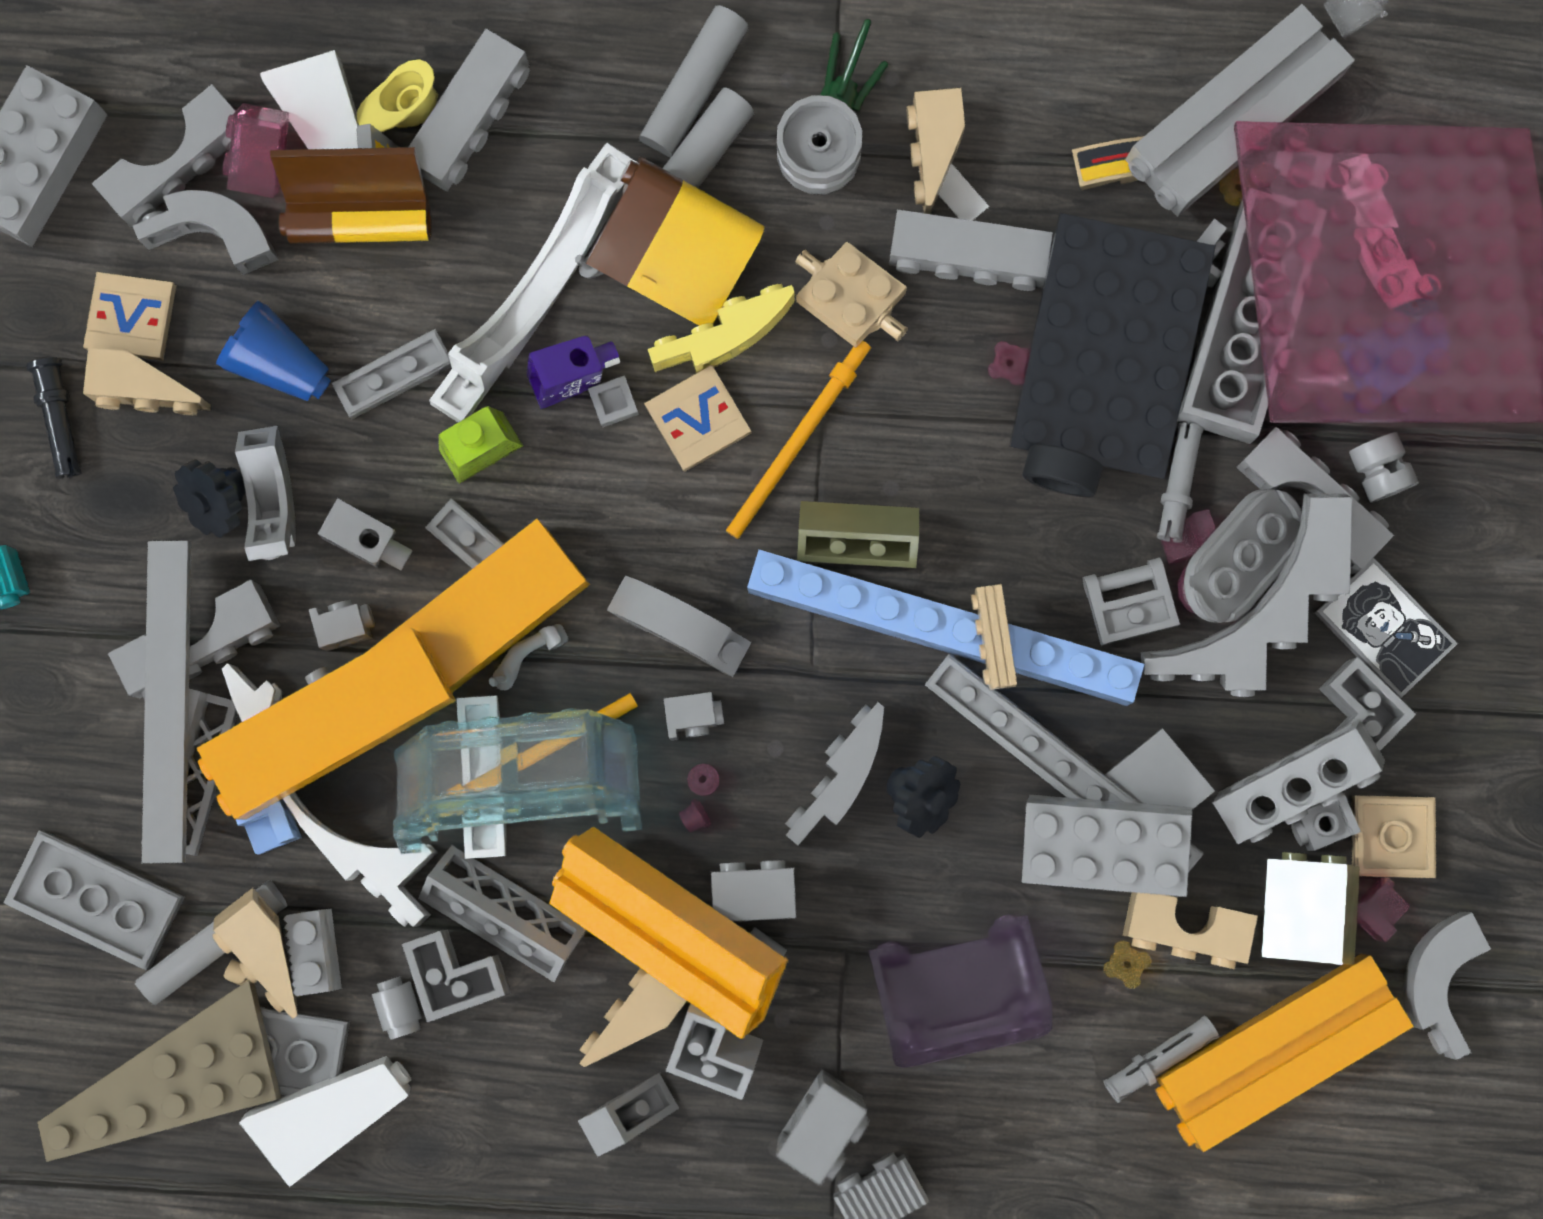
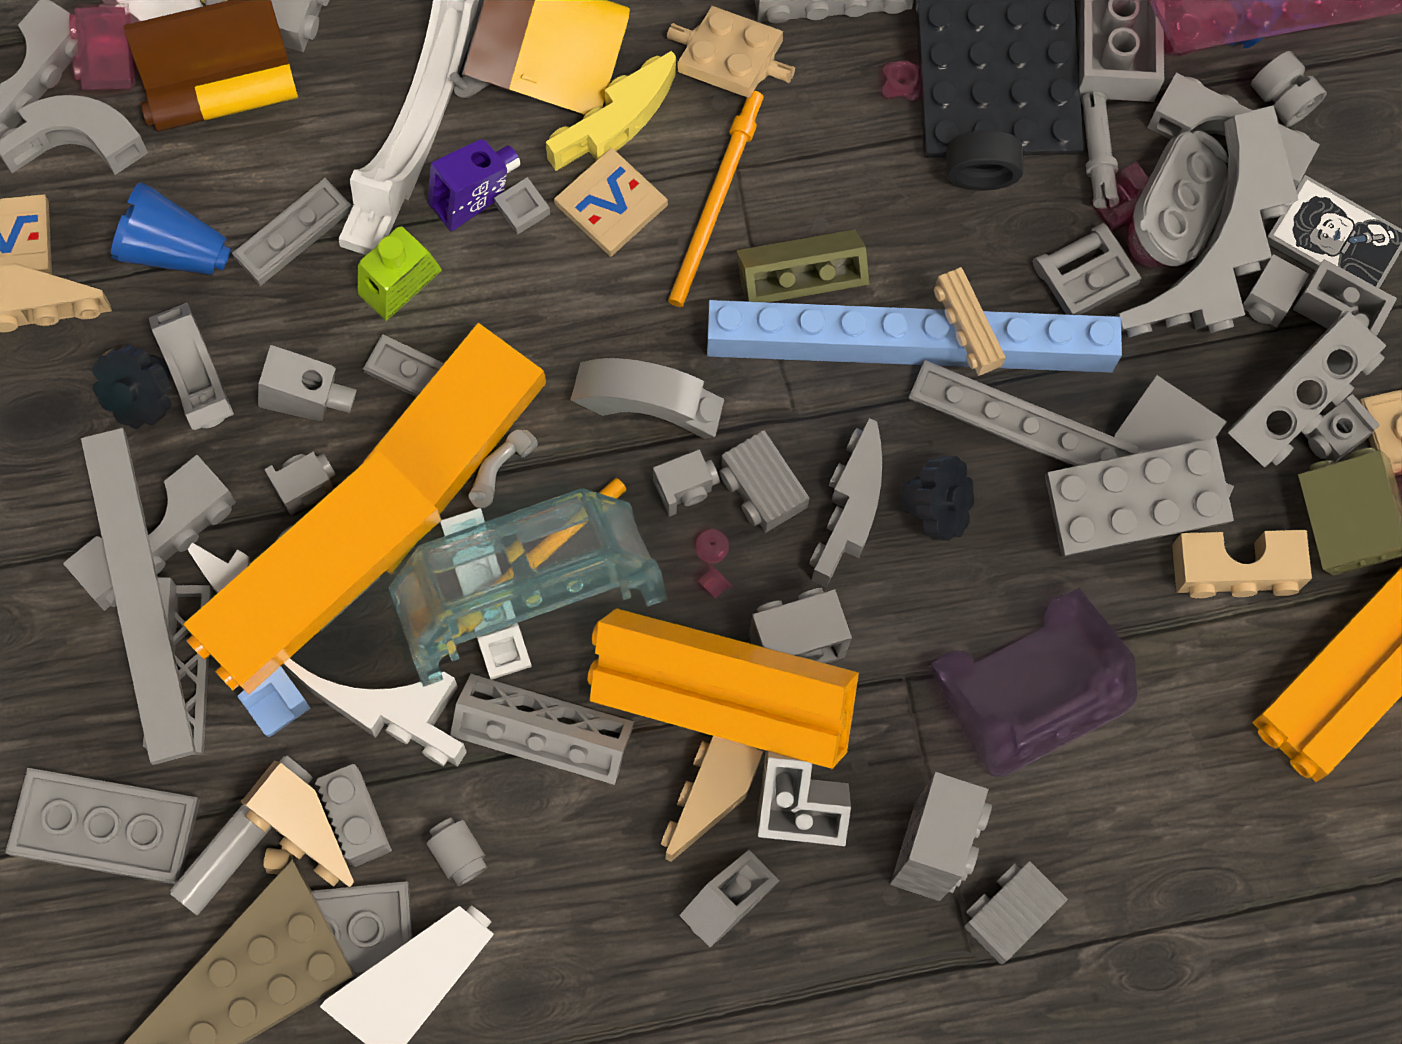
camera: 25 degrees left, 10 degrees down
(444, 984) = (508, 812): light grey brick -> none
(764, 734) = (763, 482): none -> light grey brick
(1123, 953) = (1183, 625): clear yellow plate -> none
(1165, 1056) = (1243, 712): light grey pin -> none
(1304, 670) = (1274, 291): none -> light grey brick

